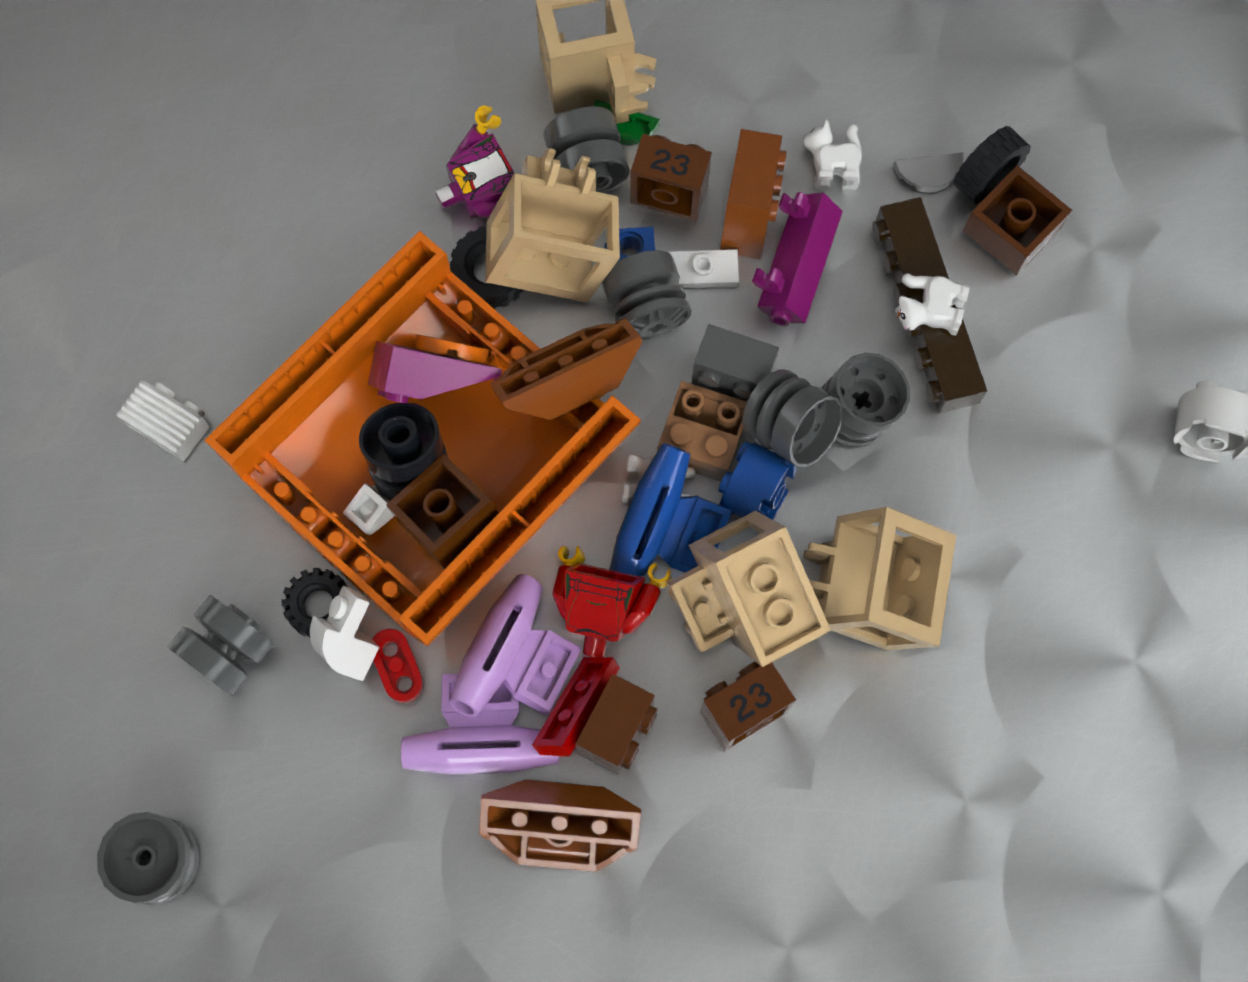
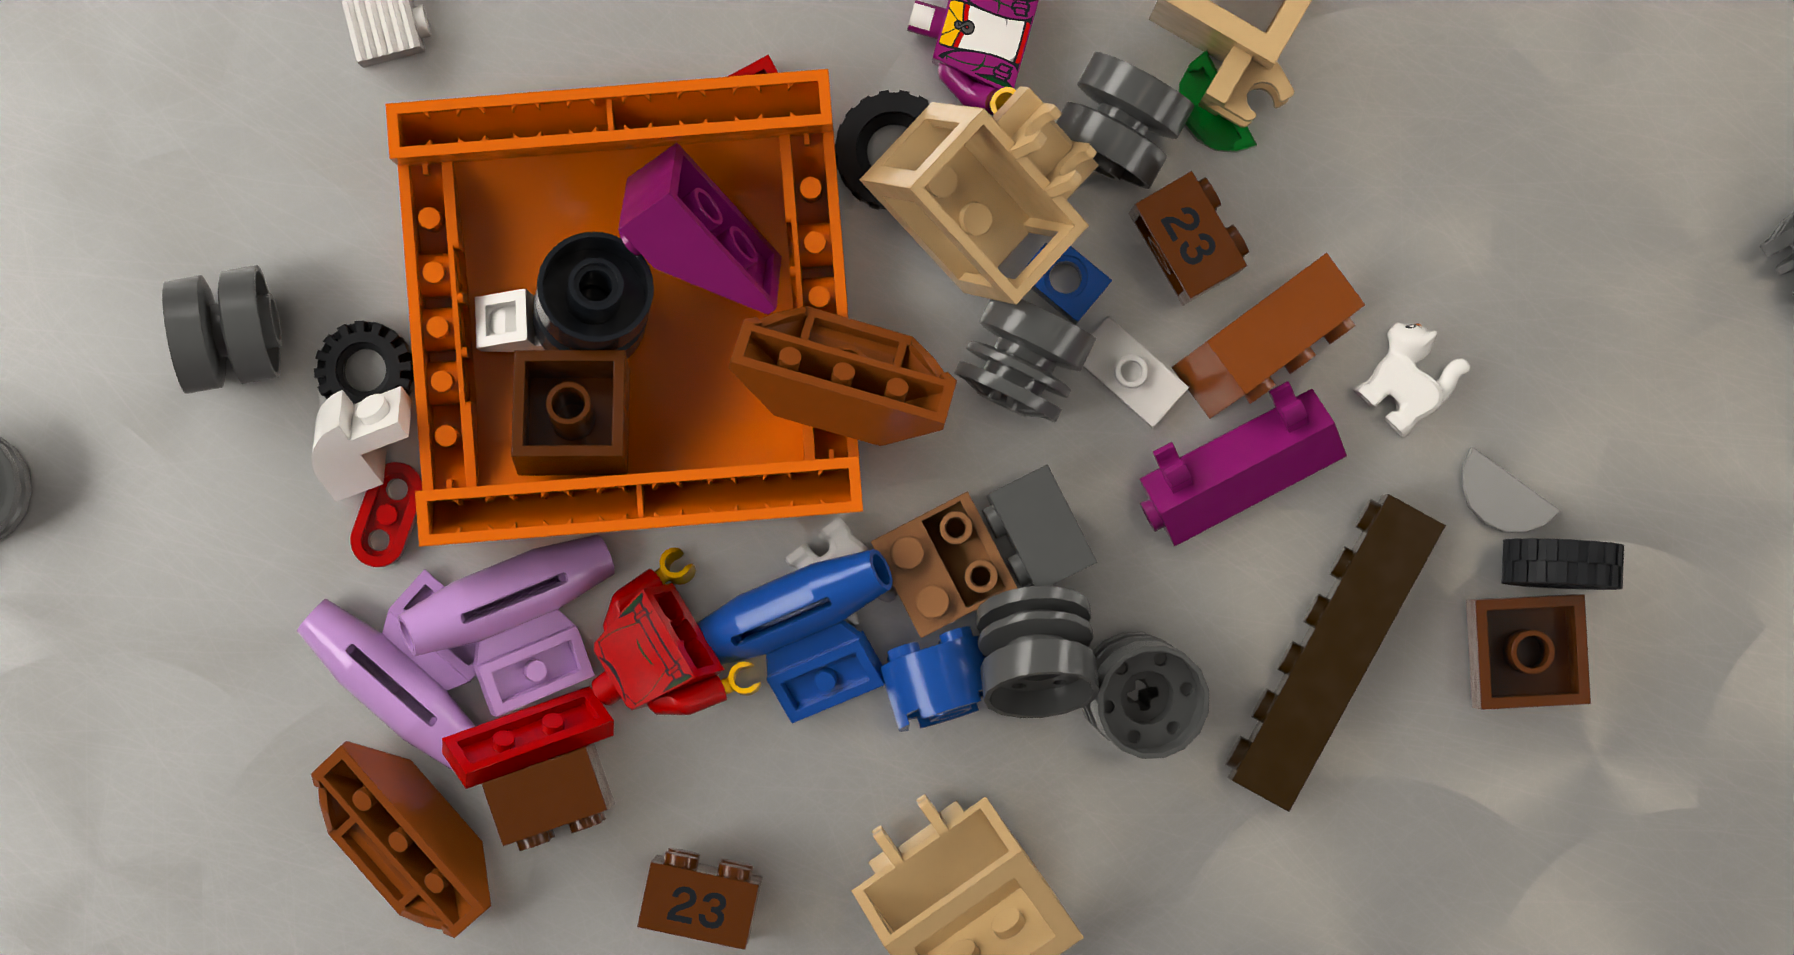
camera: 40 degrees right, 15 degrees up
(451, 348) = (748, 218): orange tile -> none
(749, 593) = (809, 800): tan piece -> none
(937, 303) = (1321, 673): white animal -> none

